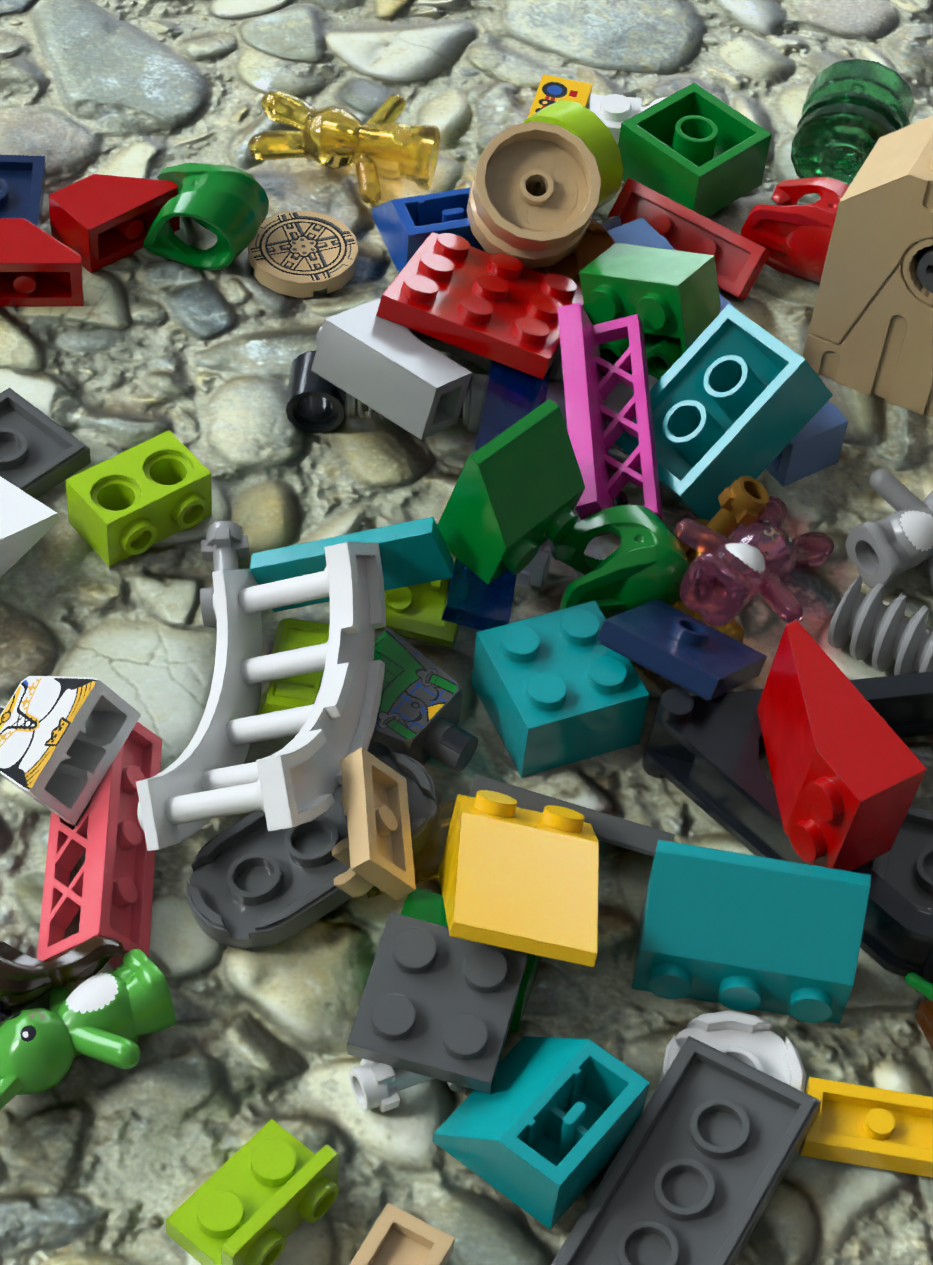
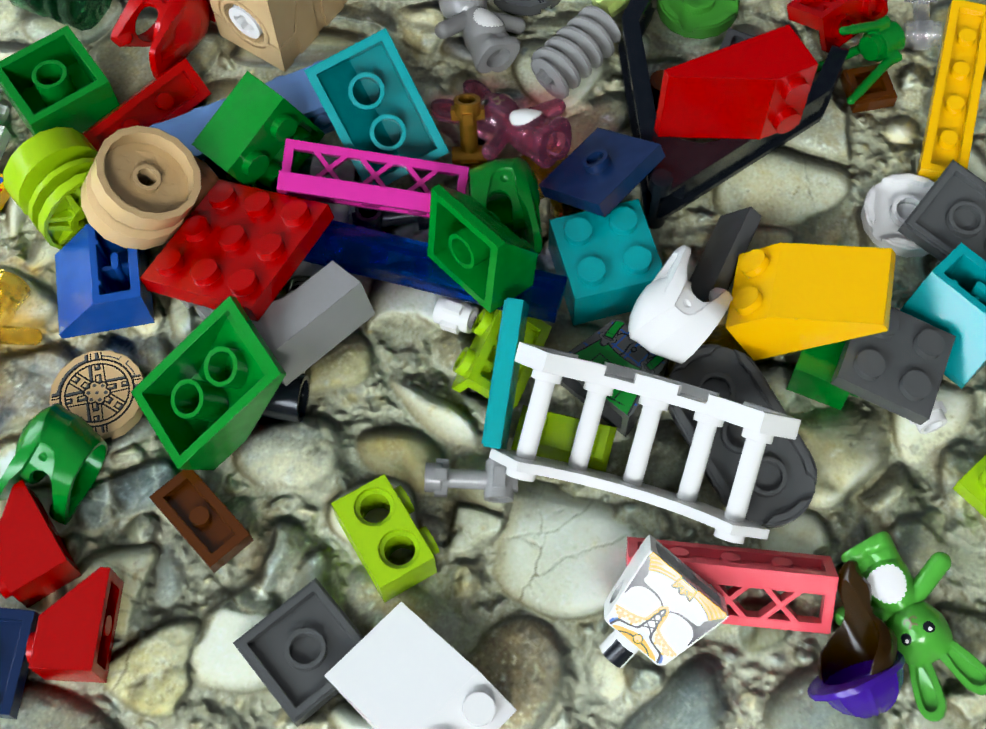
camera: 75 degrees left, 15 degrees up
(155, 346) = (201, 519): none -> reddish brown plate
(286, 304) = (211, 389): none -> green slope
(378, 829) = (778, 378): tan plate -> none
(449, 701) = (670, 317): none -> white helmet
(750, 932) = (829, 176): teal slope -> none

